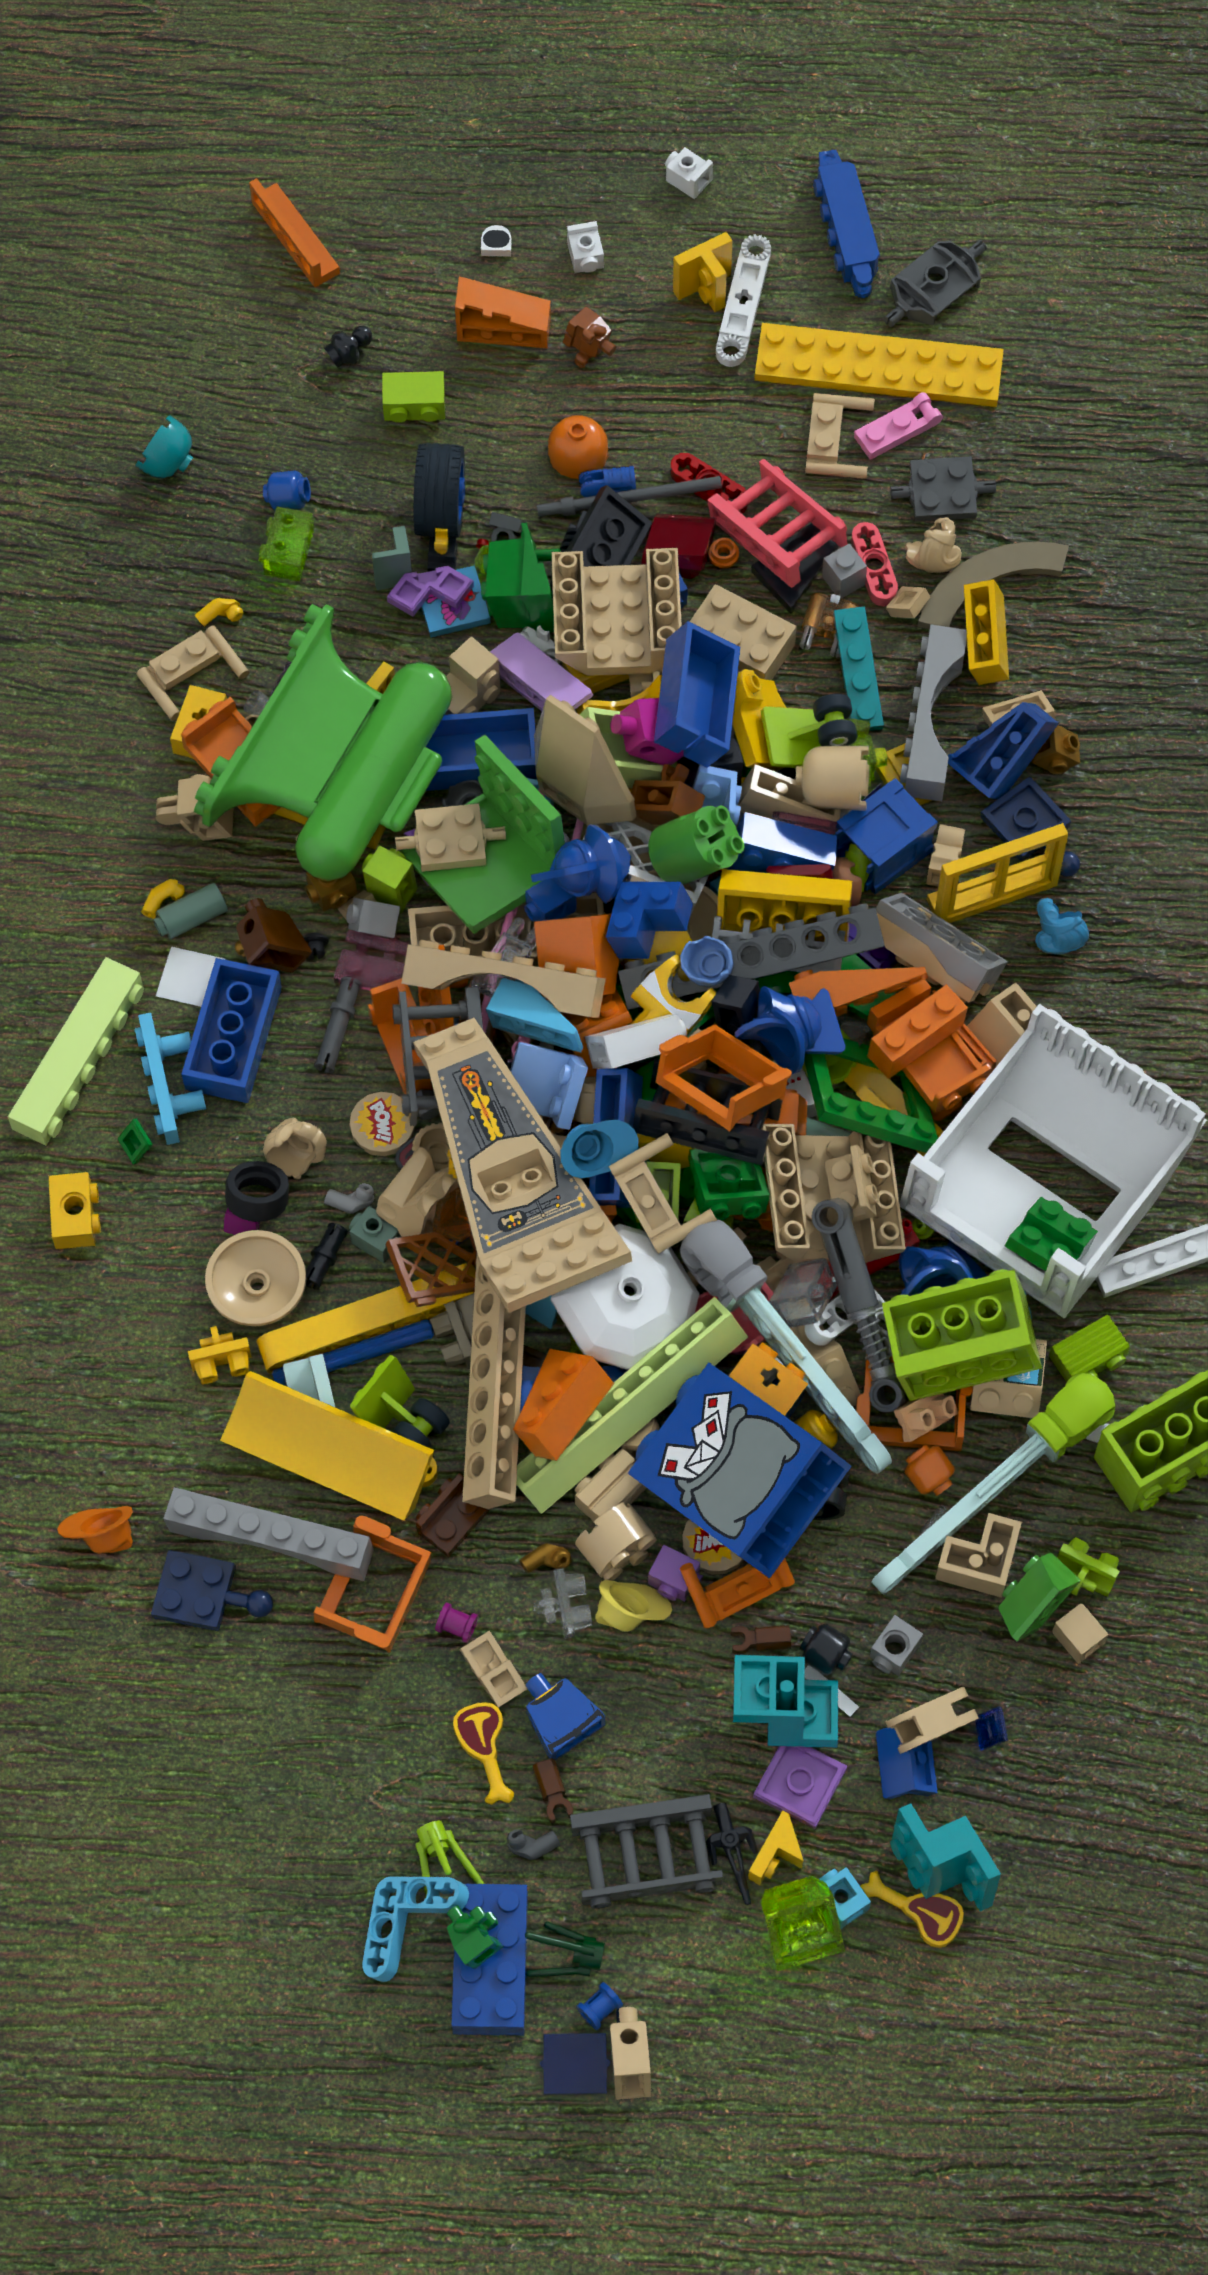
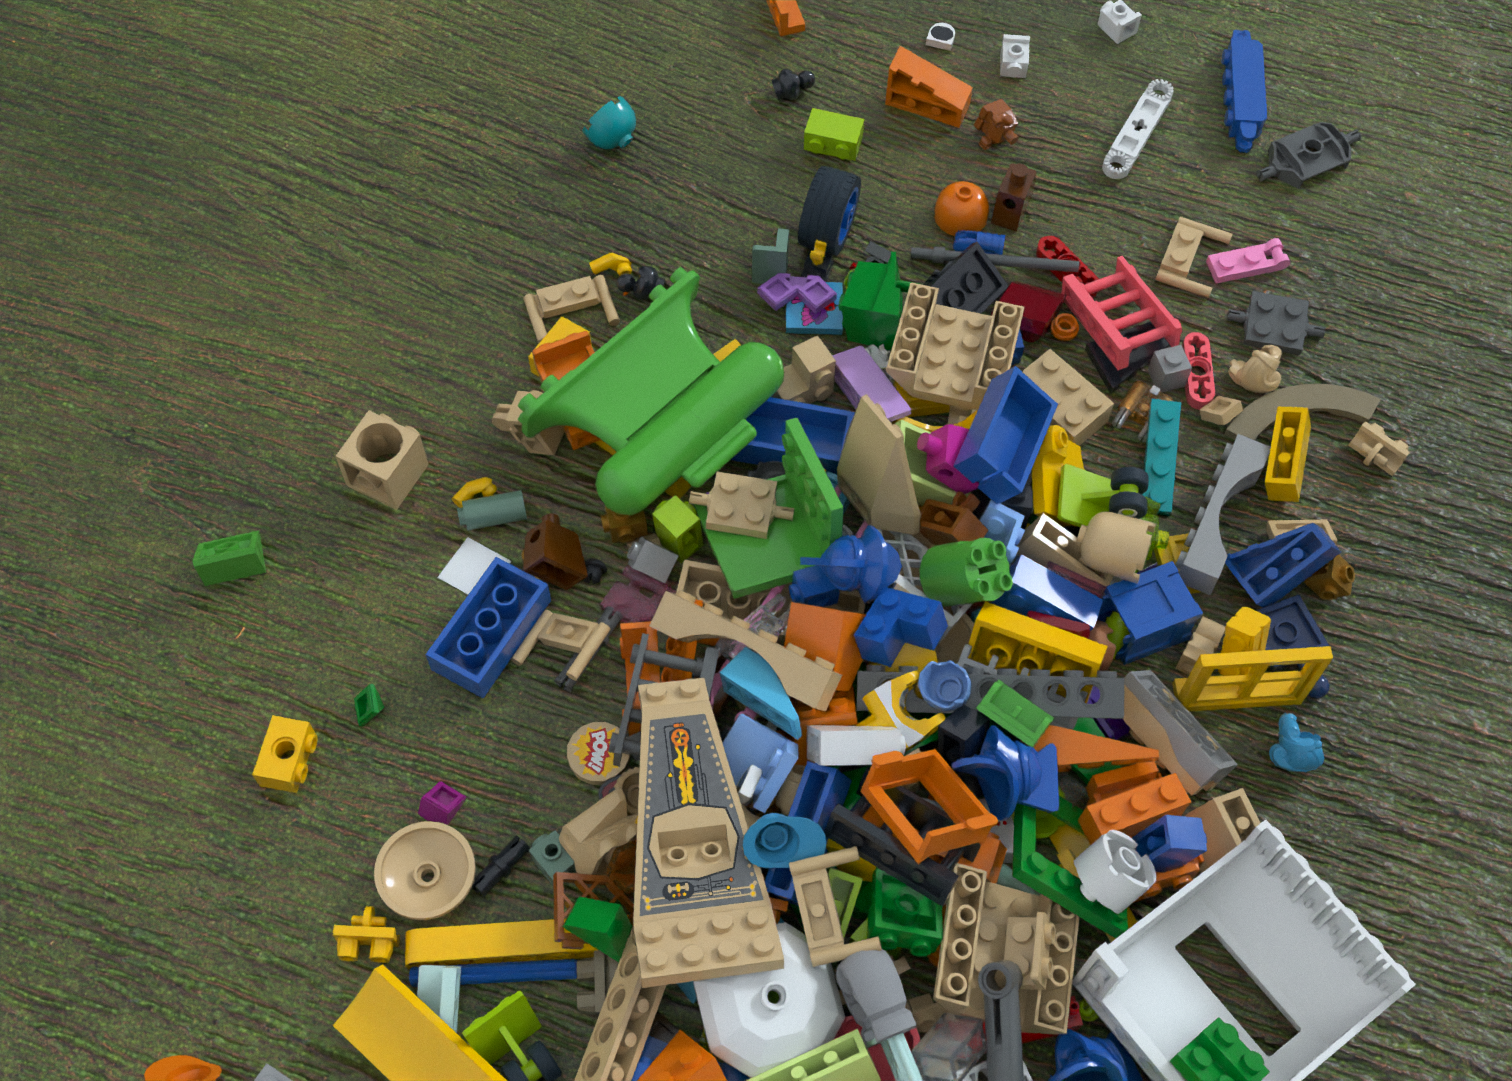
camera: 15 degrees right, 5 degrees down
(62, 914) = (389, 480): none -> tan brick
(76, 1051) = (344, 608): yellowish green brick -> none
(169, 1105) = (405, 665): medium azure plate -> none
(260, 1174) = (453, 803): black tyre -> none
(266, 625) = (643, 286): none -> black animal
(287, 490) = (702, 183): blue head -> none
(287, 543) = (688, 224): clear neon green brick -> none
(294, 1146) = (506, 753): tan hair -> none
(310, 1016) = (567, 634): none -> tan plate
(353, 1202) = (544, 821): light grey arm -> none
(446, 1275) = (600, 925): none -> green slope
(546, 1104) = (748, 783): none -> white tile
(630, 410) = (1019, 187): none -> reddish brown torso
(704, 271) = (1111, 95): yellow bracket -> none
(780, 969) = (1015, 713): none -> bright green hinge
(879, 364) = (1244, 208): yellow plate -> none
(912, 1091) = (1114, 871): none -> white brick
(956, 1052) = (1172, 841): none -> blue brick
(983, 831) = (1245, 633): none -> yellow brick
(1077, 600) = (1379, 448): none -> tan hips

